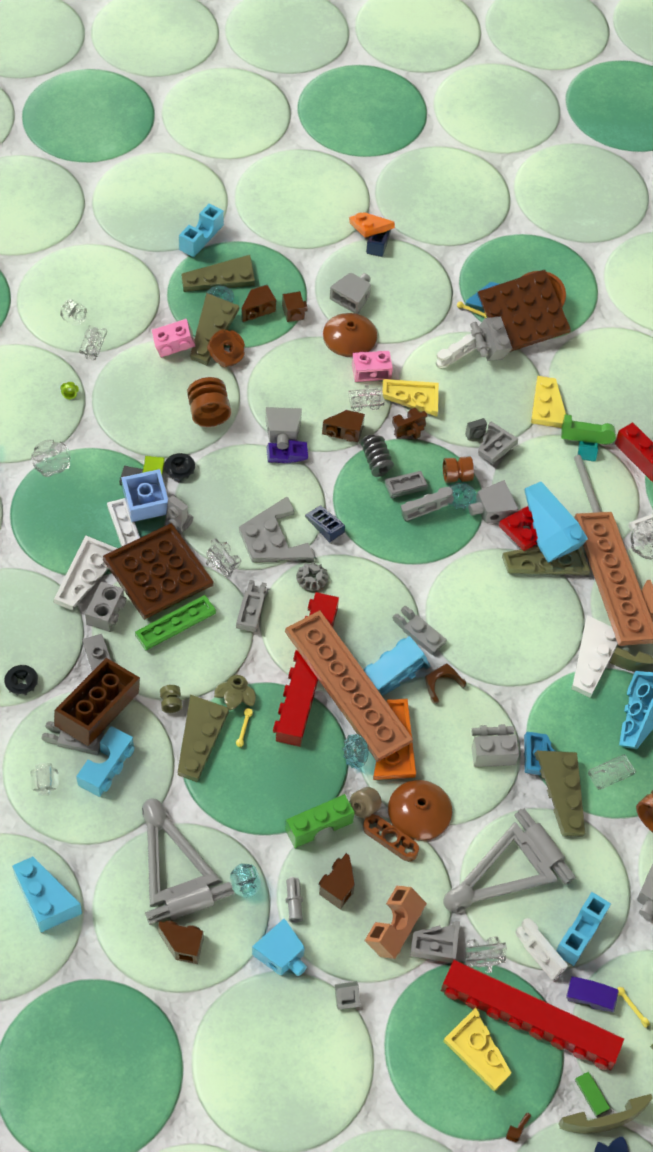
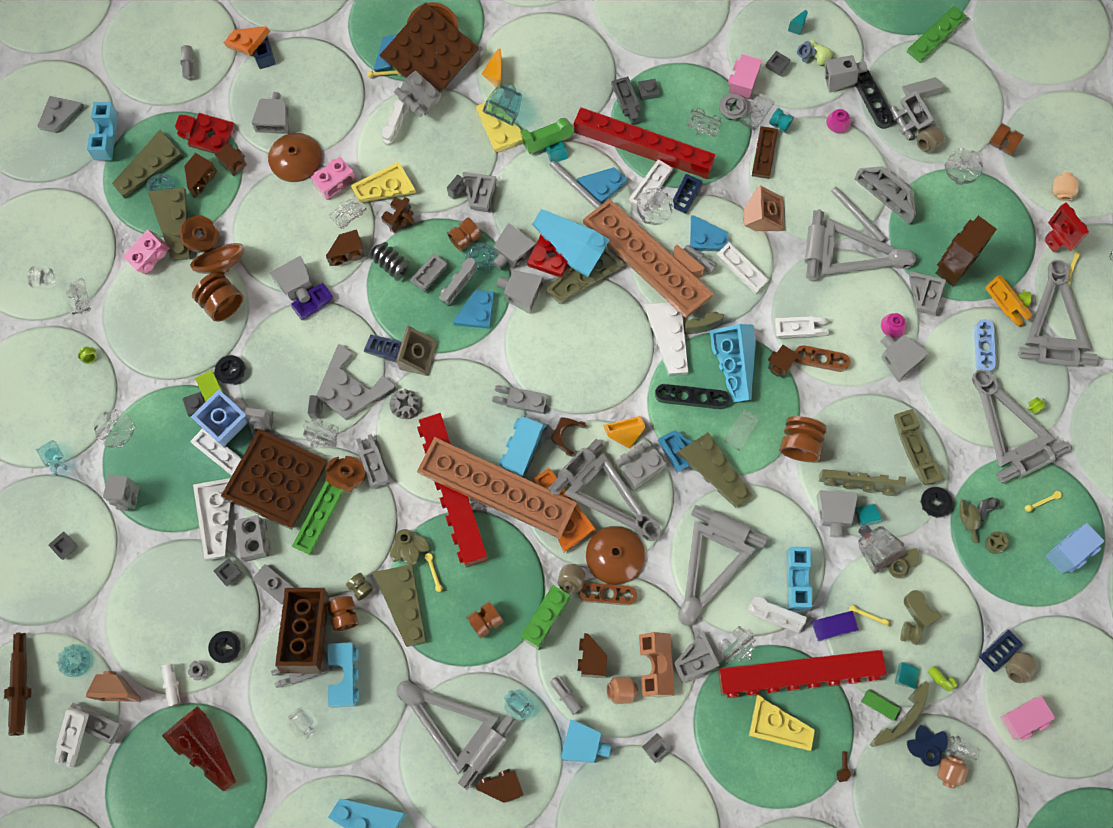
camera: 25 degrees left, 15 degrees up
(22, 506) = (121, 492): none -> light grey brick
(66, 622) = (227, 572): none -> dark grey plate
(141, 710) = (343, 613): none -> dark orange wheel
(173, 200) = (57, 113): none -> light grey wing
(221, 600) = (342, 481): none -> dark orange plate
(230, 375) = (218, 259): none -> dark orange dish
(231, 533) = (315, 406): none -> dark grey plate
(263, 790) = (485, 619): none -> dark orange wheel
(280, 270) = (196, 131): none -> red plate
(308, 216) = (187, 62): none -> light grey axle
(348, 925) = (622, 690): none -> nougat head
(350, 539) = (416, 352): none -> dark tan slope
(361, 751) = (542, 542): clear light blue gear -> none
(428, 538) = (476, 311): none -> dark azure wing
(442, 716) = (580, 472): none -> light grey piece
(480, 541) = (521, 289): none -> light grey torso
(499, 711) = (625, 431): none -> light orange slope
(563, 384) = (503, 103): none -> clear light blue torso
(574, 356) = (493, 70): none -> light orange slope
(584, 714) = (692, 393): none -> black beam
(614, 498) = (603, 183): none -> dark azure wing
(636, 1082) = (907, 675): none -> teal slope

